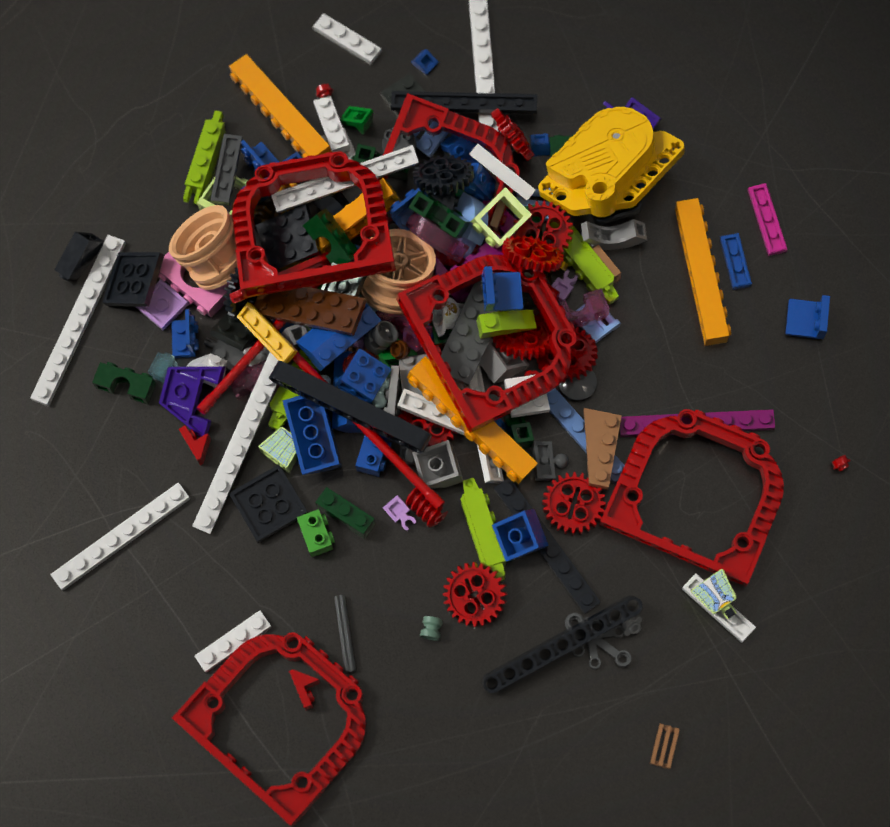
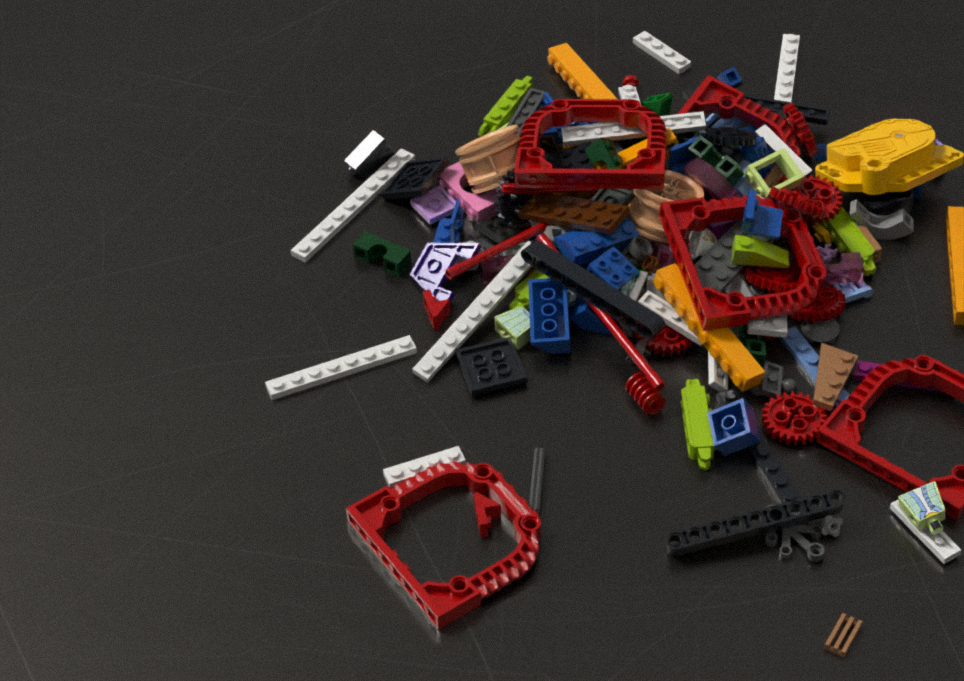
camera: 10 degrees right, 25 degrees down
(160, 365) = (417, 245): clear light blue brick -> none
(266, 333) = (527, 224): yellow tile -> none
(314, 531) = (530, 393): bright green brick -> none
(349, 514) = (575, 391): dark green arch -> none
(371, 458) = (601, 346): blue brick -> none
(397, 511) = (617, 394): lavender plate -> none
(431, 628) = (625, 489): sand green wheel -> none
(438, 465) = (667, 361): light grey slope -> none
(460, 603) = (693, 461): red gear -> none

